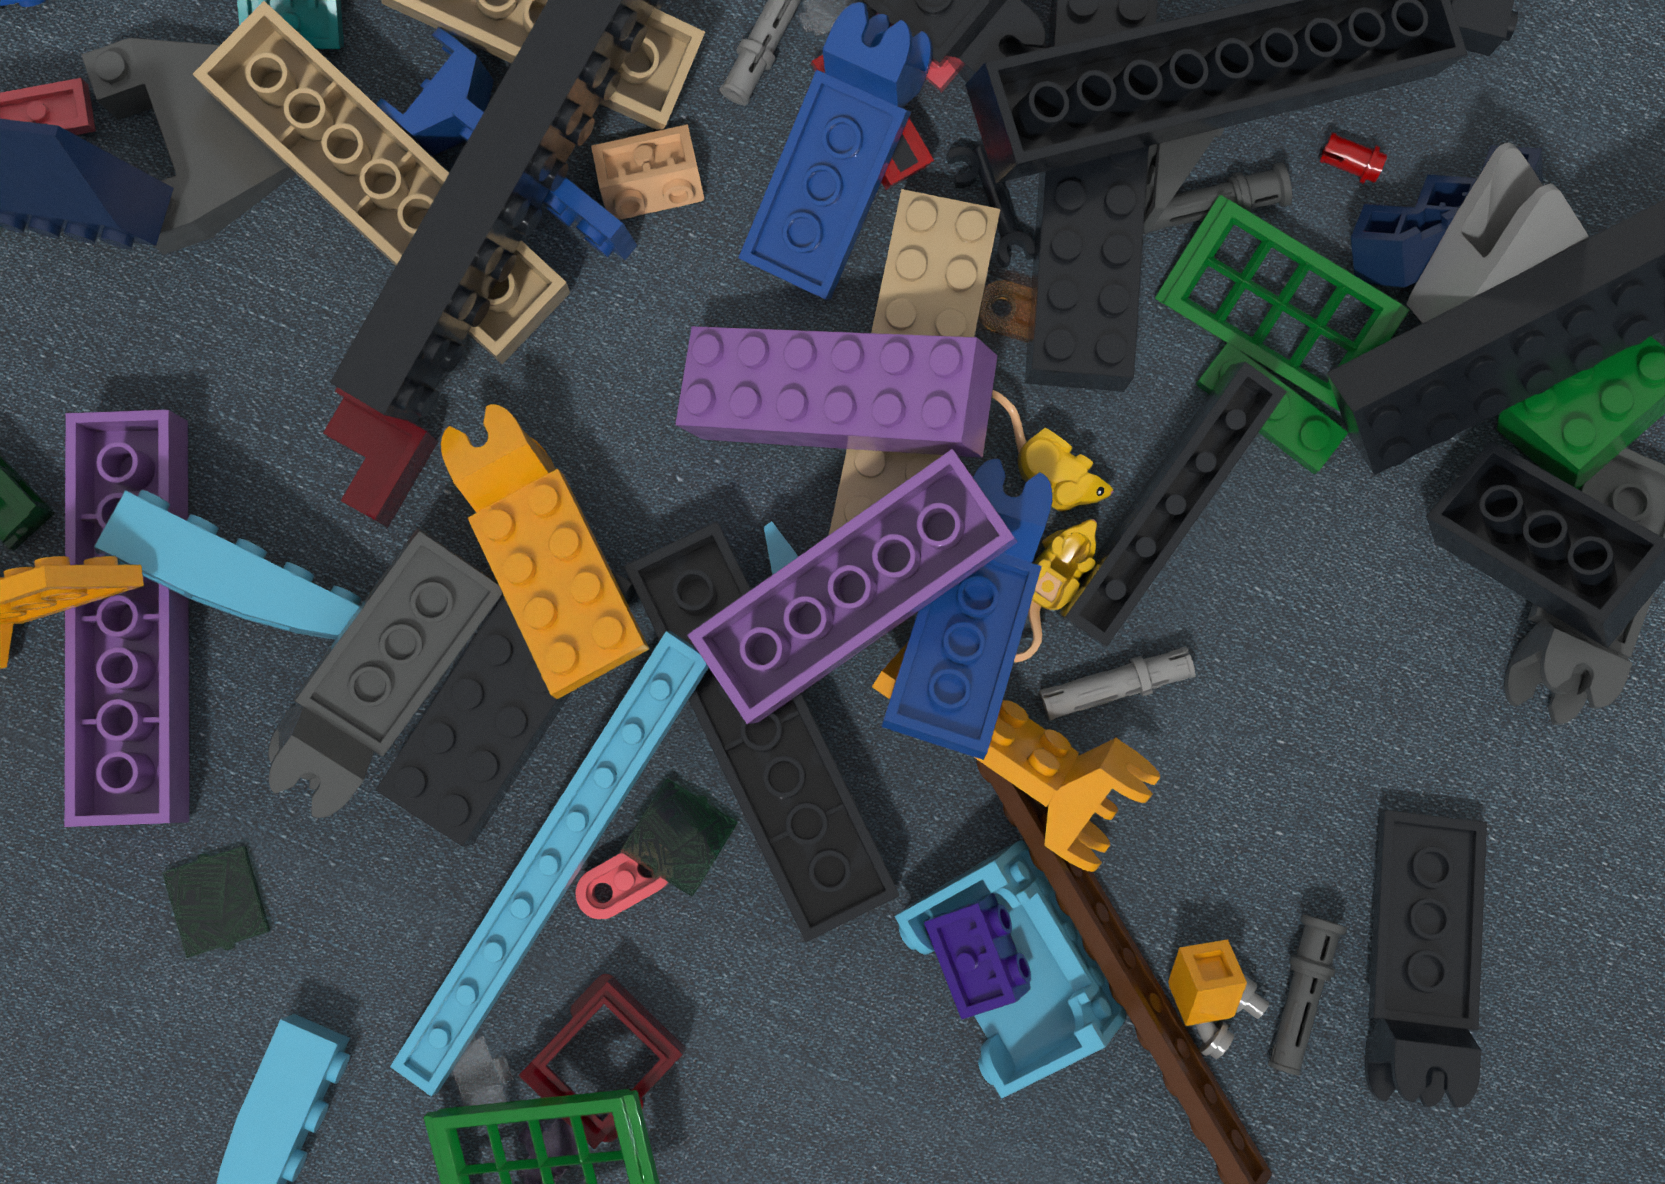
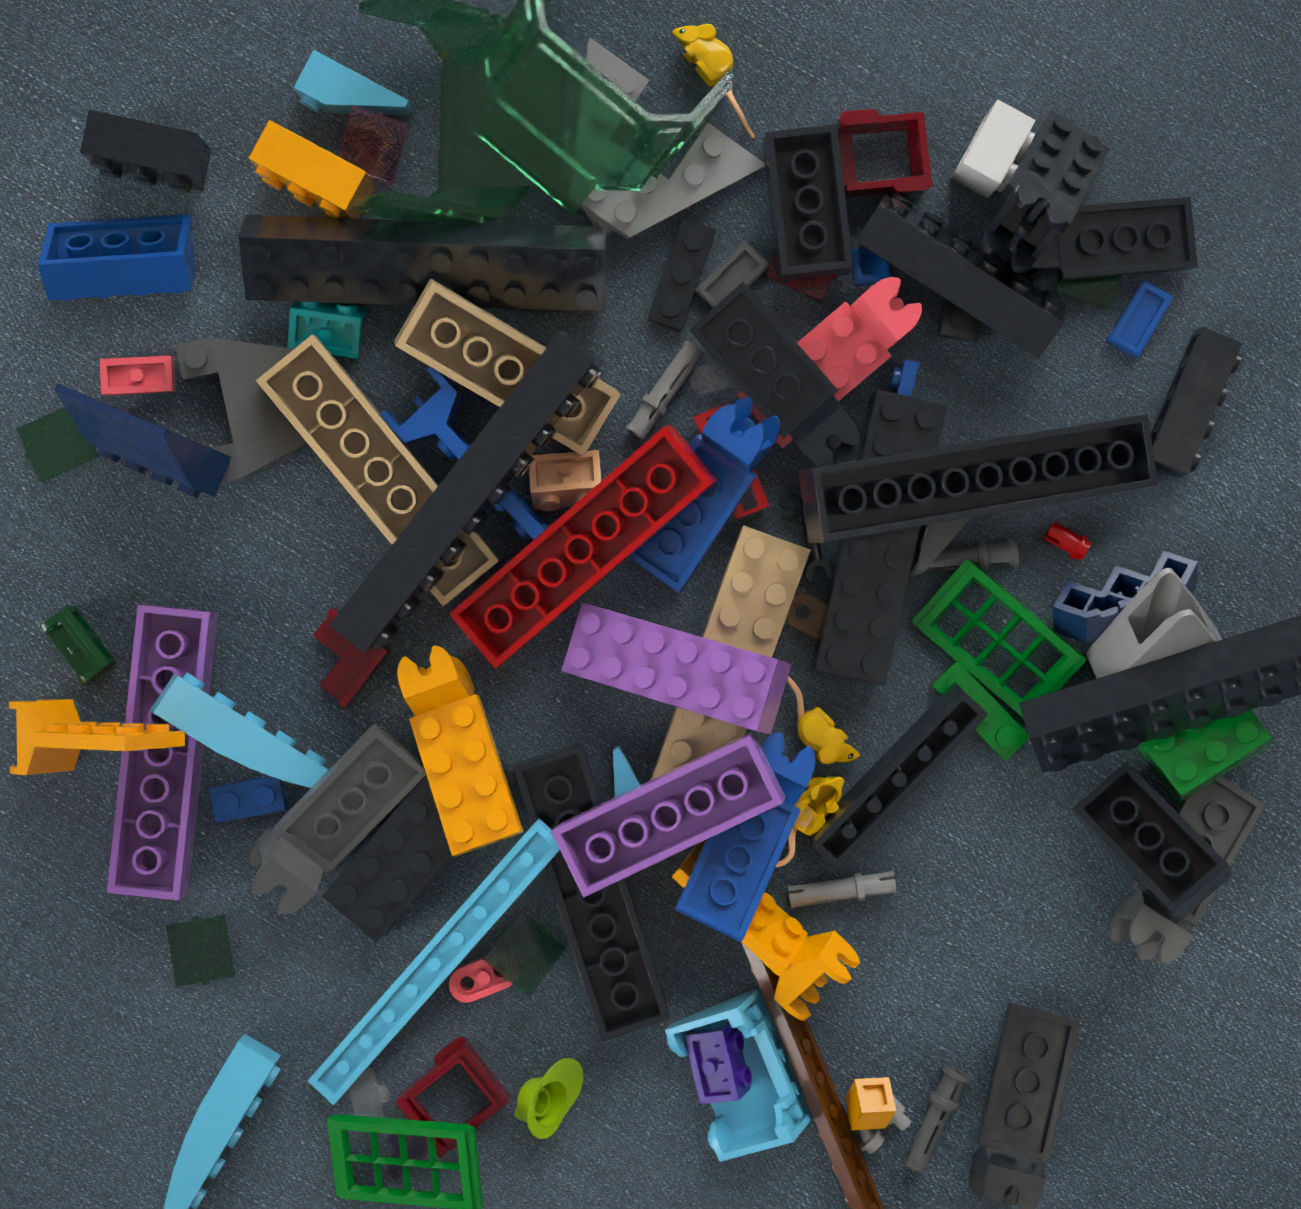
camera: 15 degrees right, 5 degrees up
(257, 674) = (247, 798): none -> blue plate
(682, 242) = (583, 546): none -> red brick
(742, 1042) = (547, 1099): none -> lime piece

